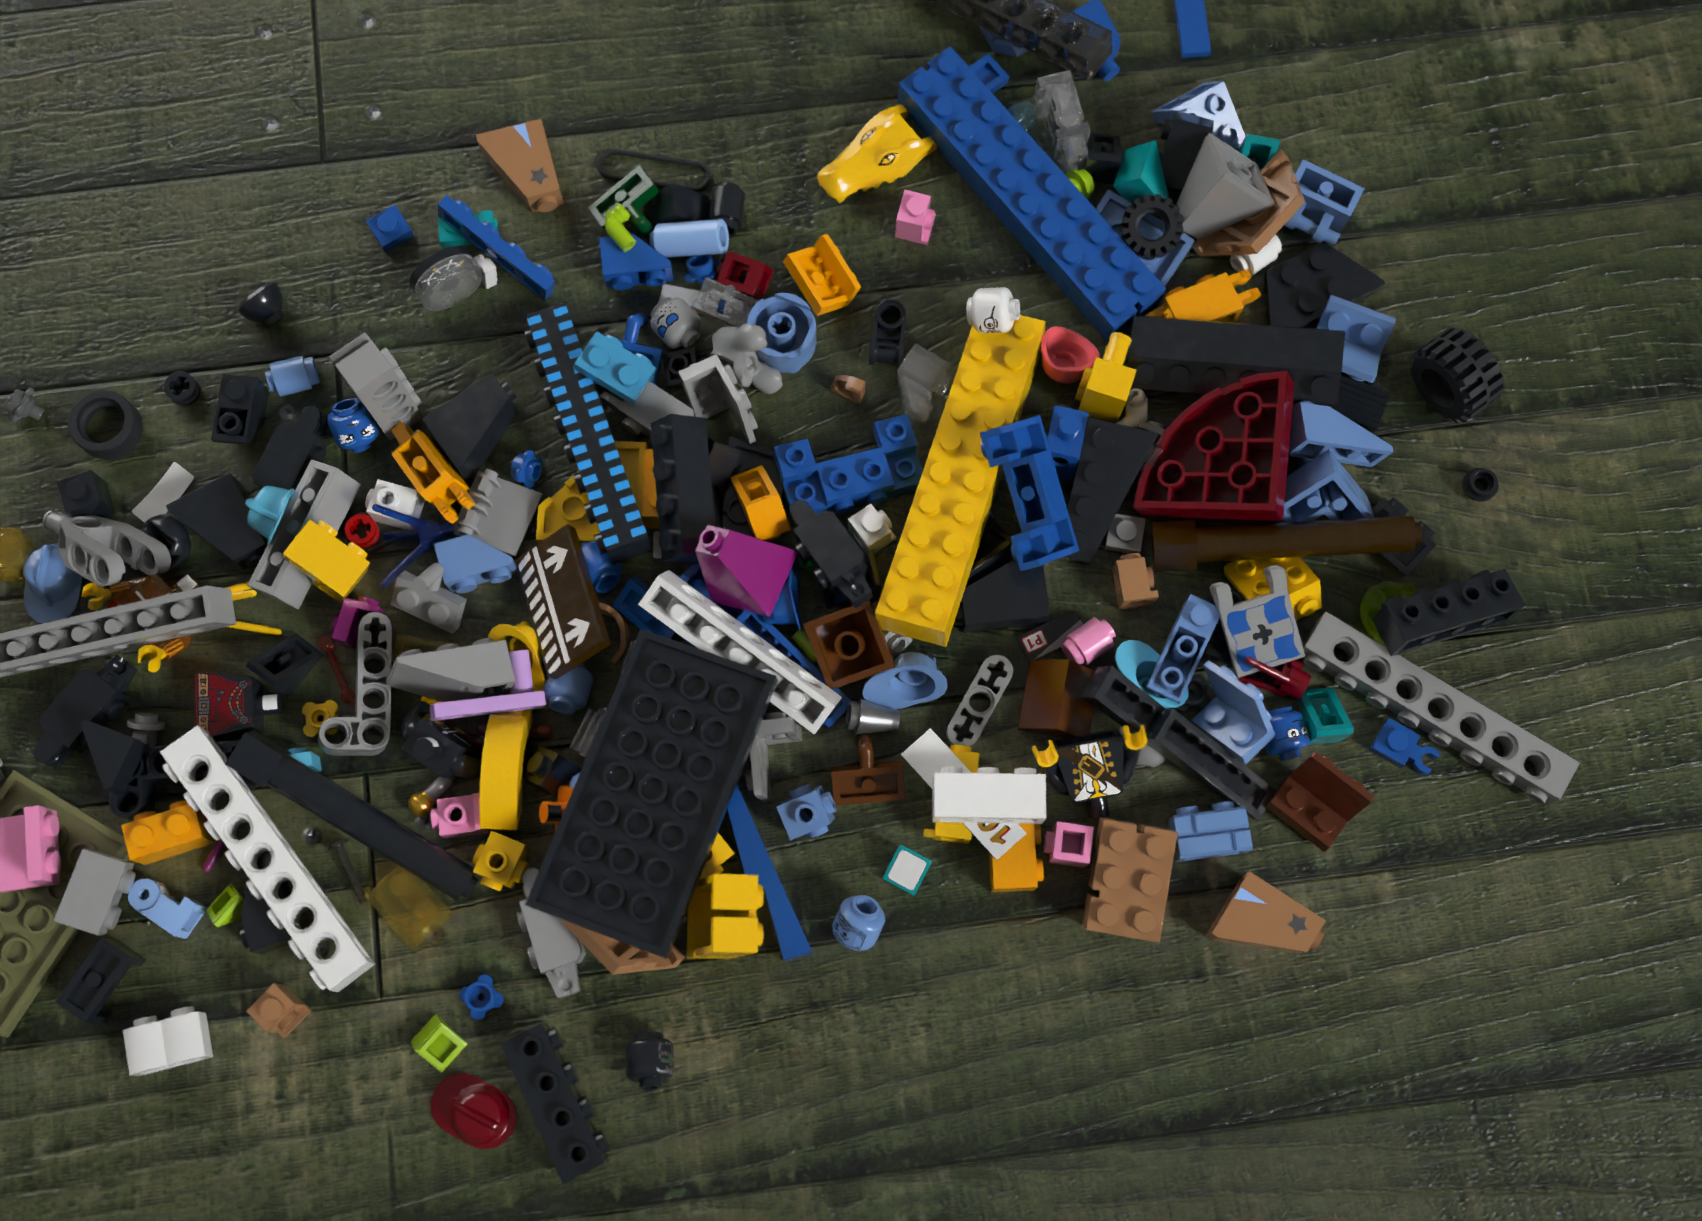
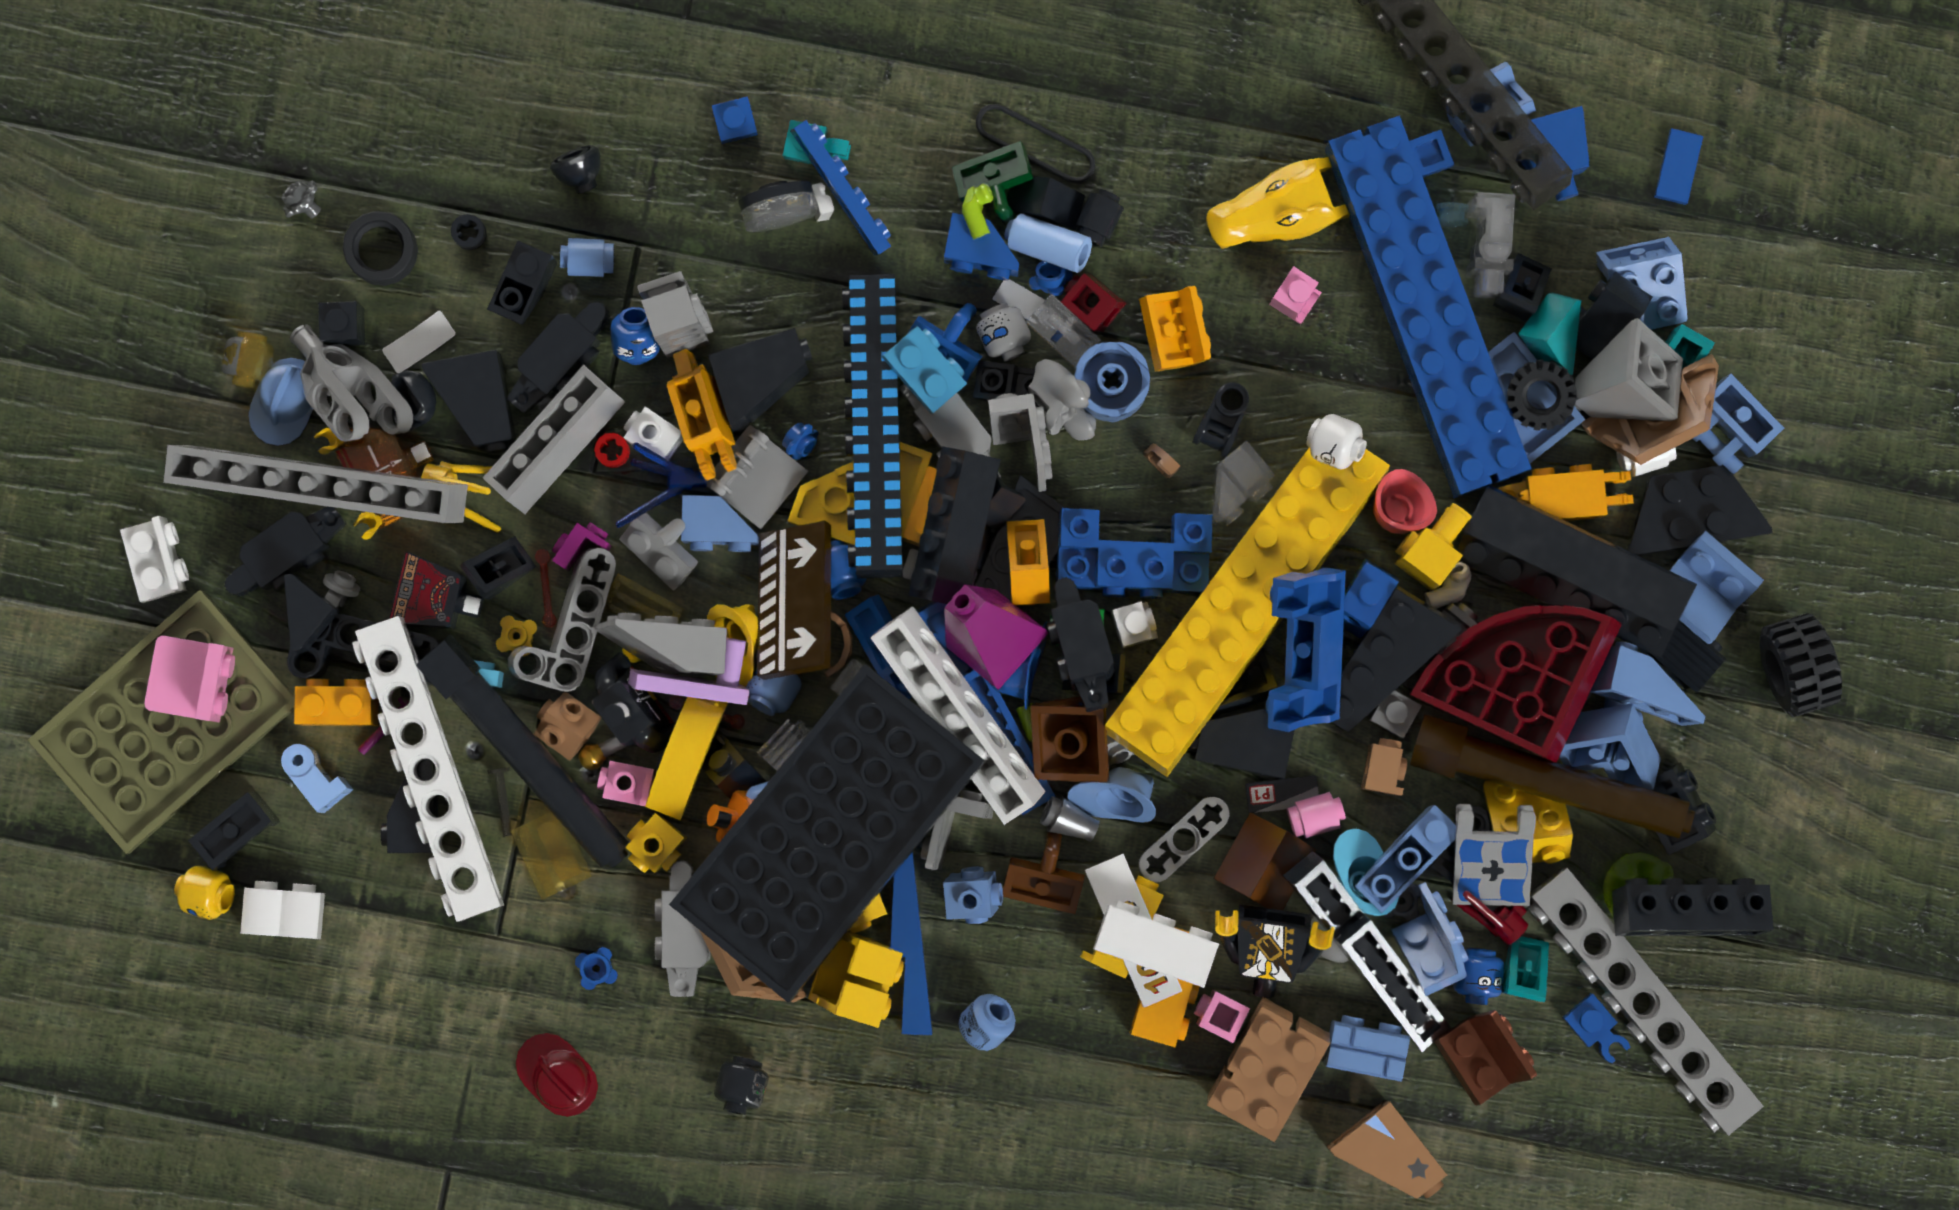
camera: 20 degrees right, 10 degrees up
(87, 1048) = (204, 892): none -> yellow head
(95, 892) = (254, 745): light grey brick -> none
(226, 907) = (372, 796): lime slope -> none
(268, 509) = (528, 412): medium azure piece -> none
(279, 1010) = (398, 917): medium nougat brick -> none
(326, 560) = (571, 484): yellow brick -> none
(387, 781) = (566, 725): none -> medium nougat brick
(438, 1043) = (541, 998): lime slope -> none
(524, 163) = (901, 96): medium nougat slope -> none
(555, 1101) = (639, 1094): black brick -> none
(907, 870) = (1052, 984): white slope -> none
(1082, 181) = (1486, 313): lime plate -> none
(1488, 480) = (1797, 783): black plate -> none

